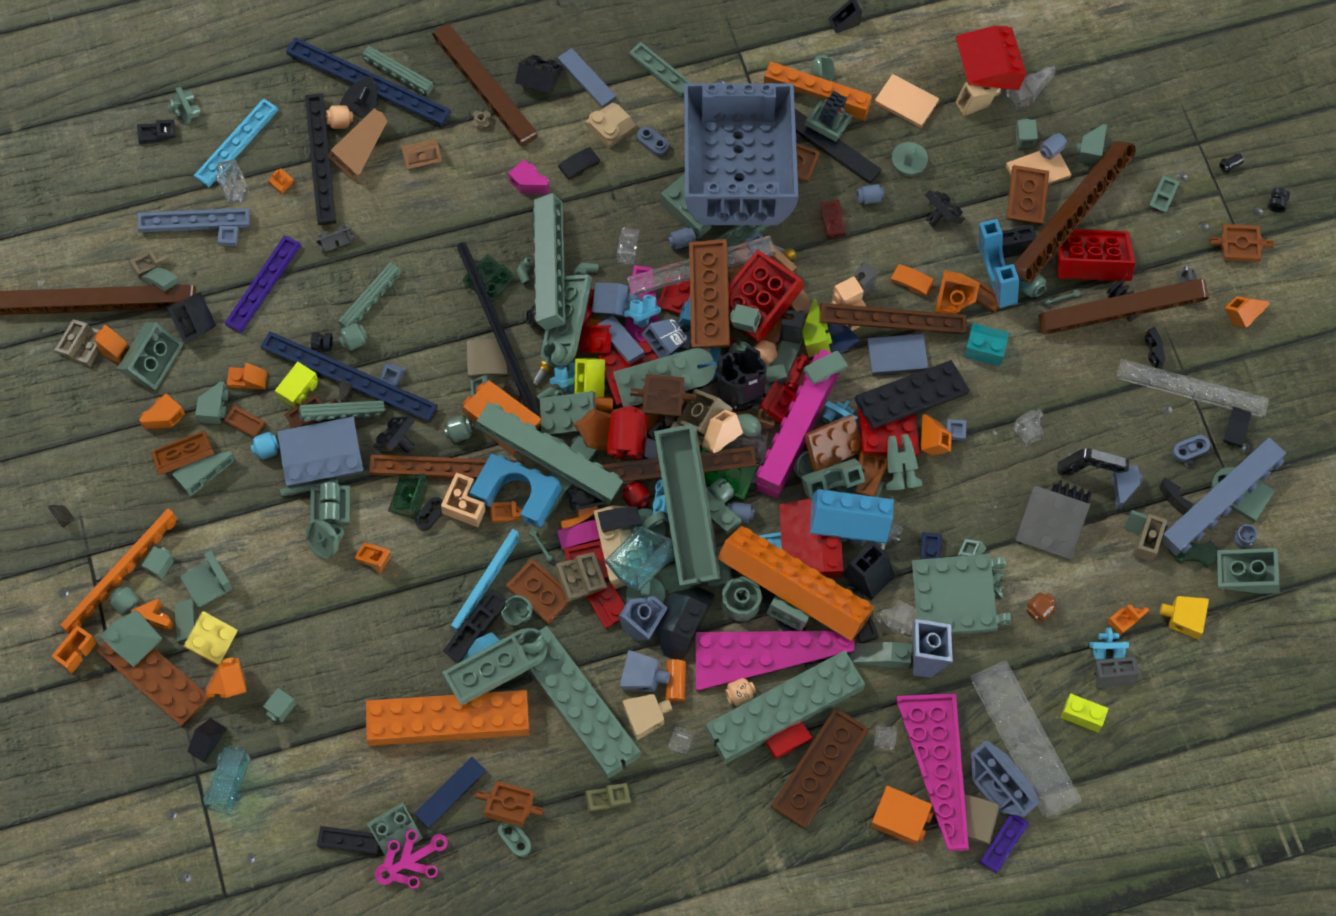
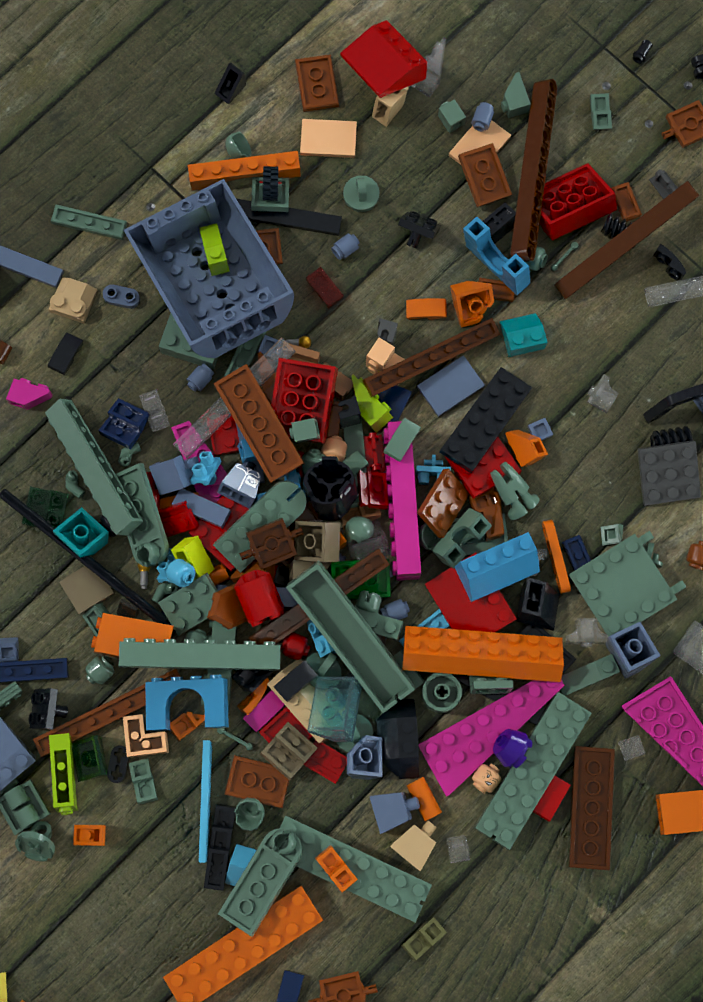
camera: 30 degrees left, 10 degrees up
(378, 494) = (62, 774): none -> lime slope
(442, 538) = (143, 781): none -> sand green slope
(509, 310) = (82, 533): none -> teal slope
(564, 690) = (336, 868): none -> orange slope
(572, 379) = (180, 573): none -> medium azure head
(596, 243) = (124, 423): none -> dark blue slope
(721, 431) = (343, 551): light nougat slope -> none
(753, 139) = (214, 249): none -> lime slope
(776, 673) = (511, 747): none -> dark purple cone
(909, 541) = (556, 556): none -> orange beam
(922, 52) = (317, 83): none -> dark orange tile
(1144, 276) = (626, 202): none -> dark orange tile

